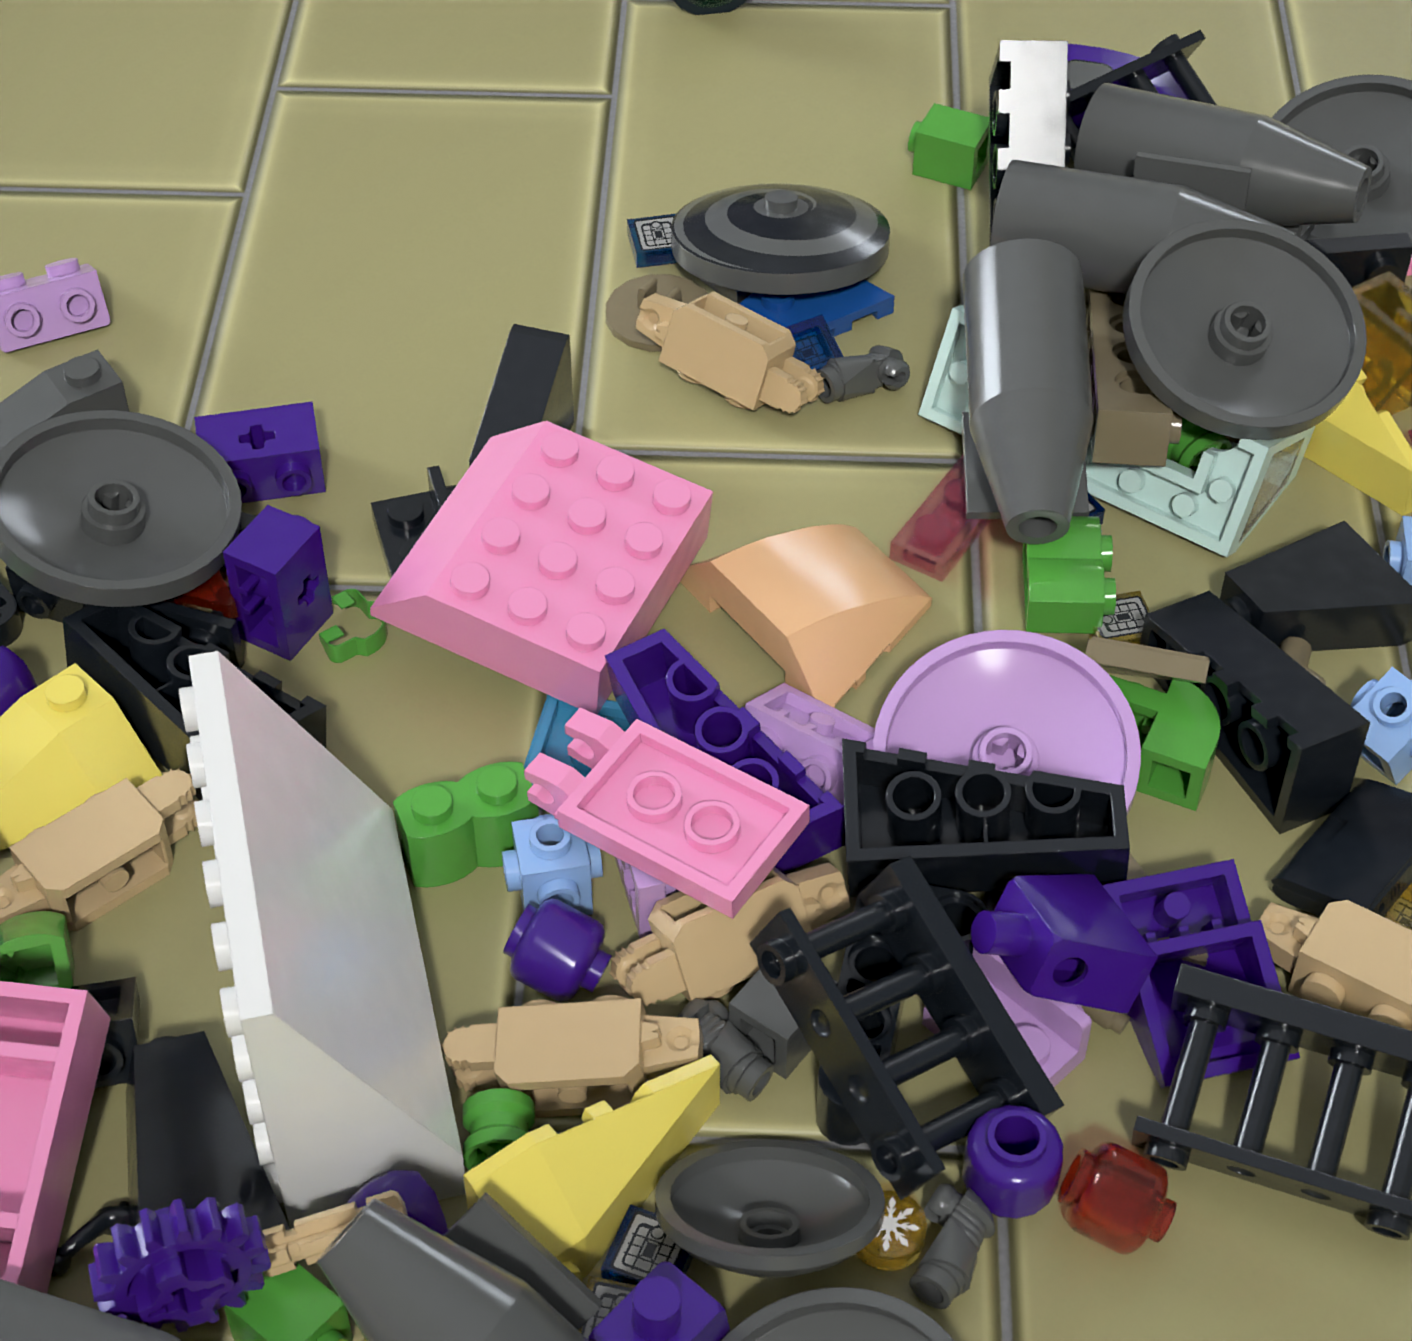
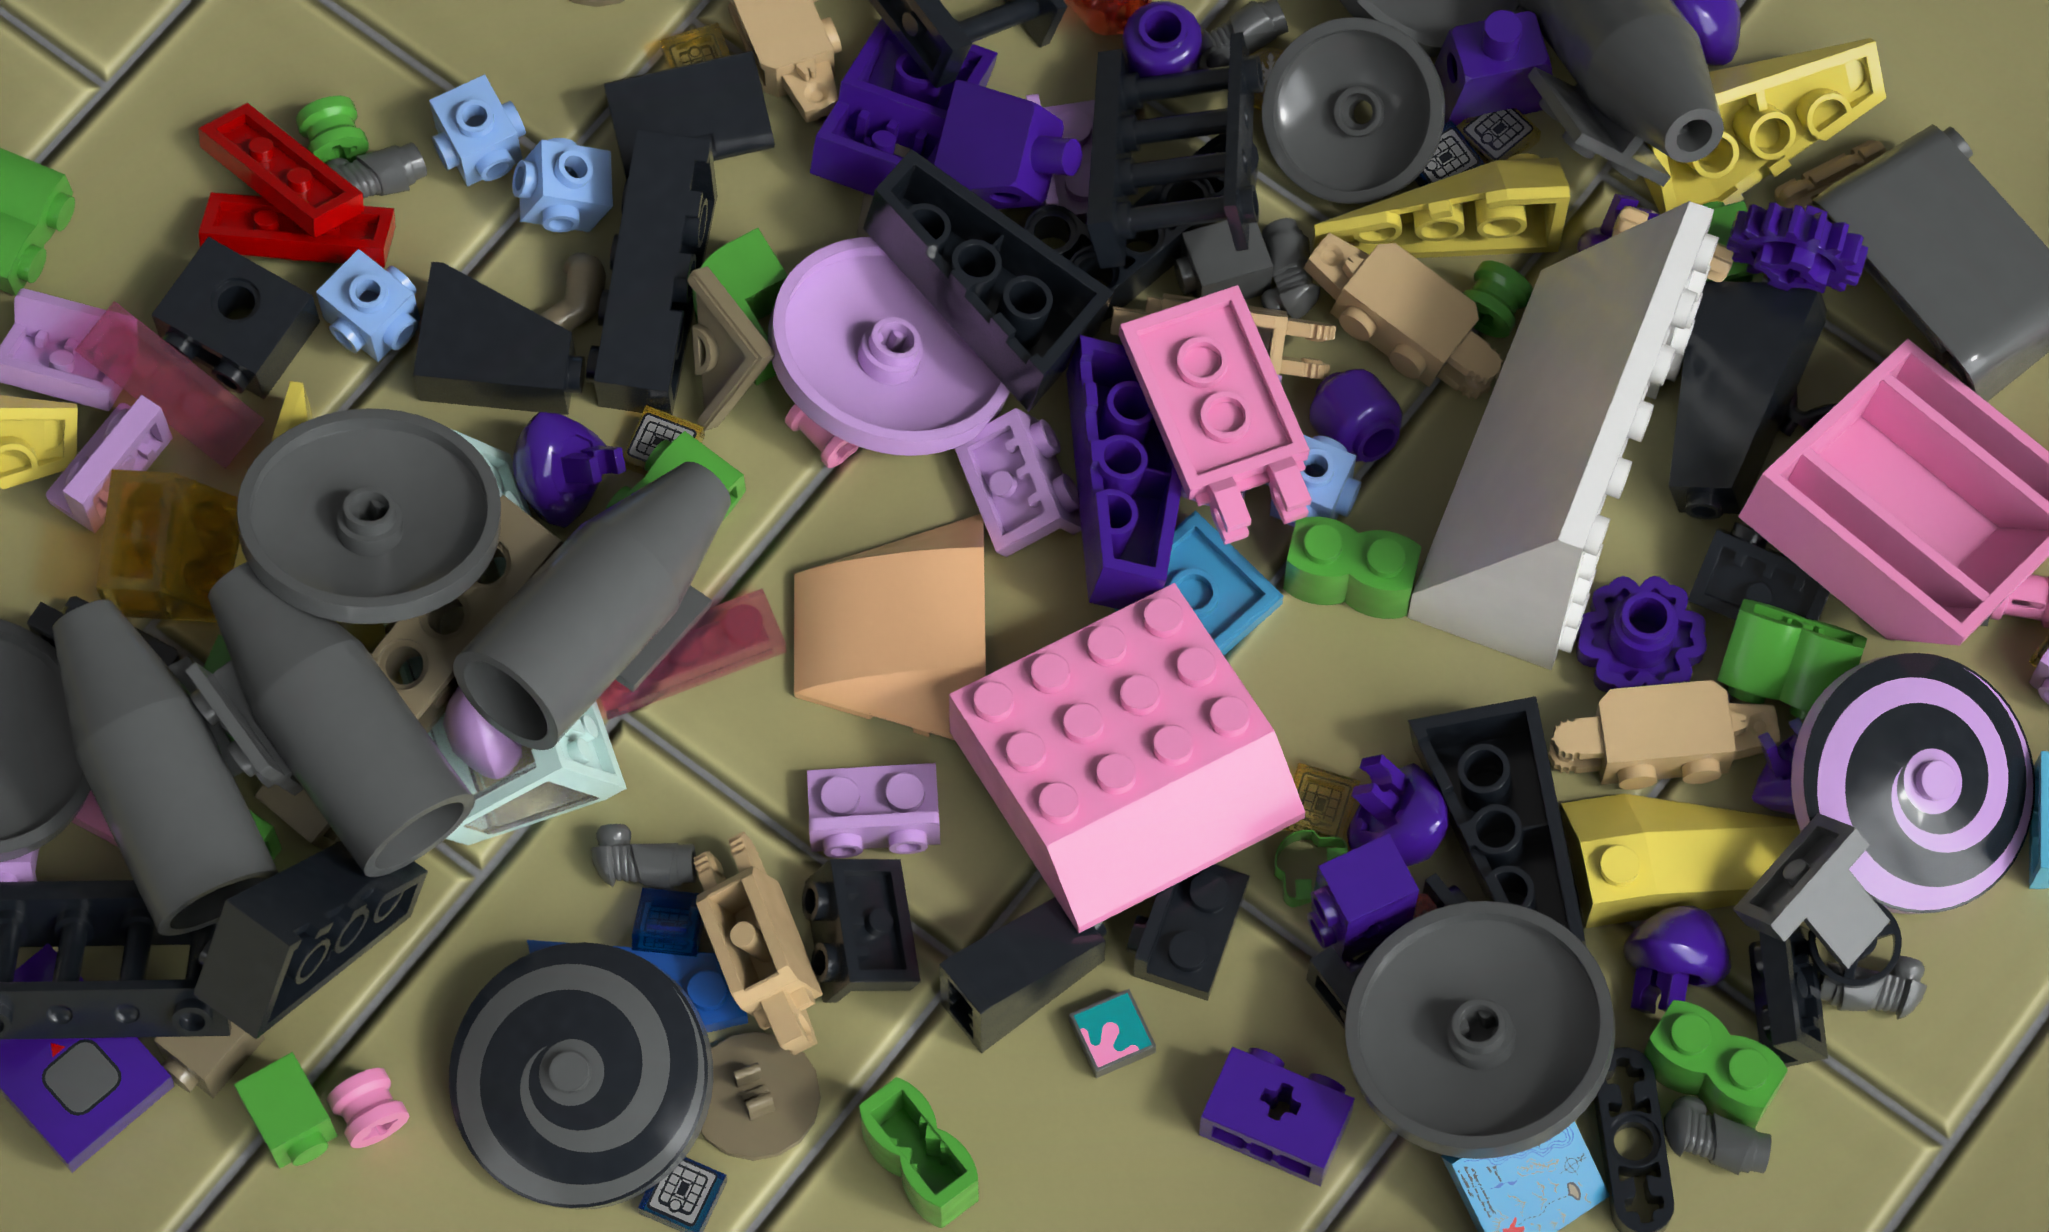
camera: 145 degrees left, 20 degrees up
(156, 925) = (1640, 635): none -> dark purple plant
(295, 657) = (1401, 804): none -> dark purple piece
(374, 671) = (1325, 801): none -> clear yellow tile
(425, 448) = (1112, 1033): none -> tile
(493, 294) = (906, 1142): none -> bright green brick
(664, 410) = (860, 927): none -> black bracket
(739, 474) = (873, 809): none -> lavender bracket
(903, 170) = (367, 1107): none -> bright pink wheel
(1173, 544) = (561, 466): none -> dark purple piece

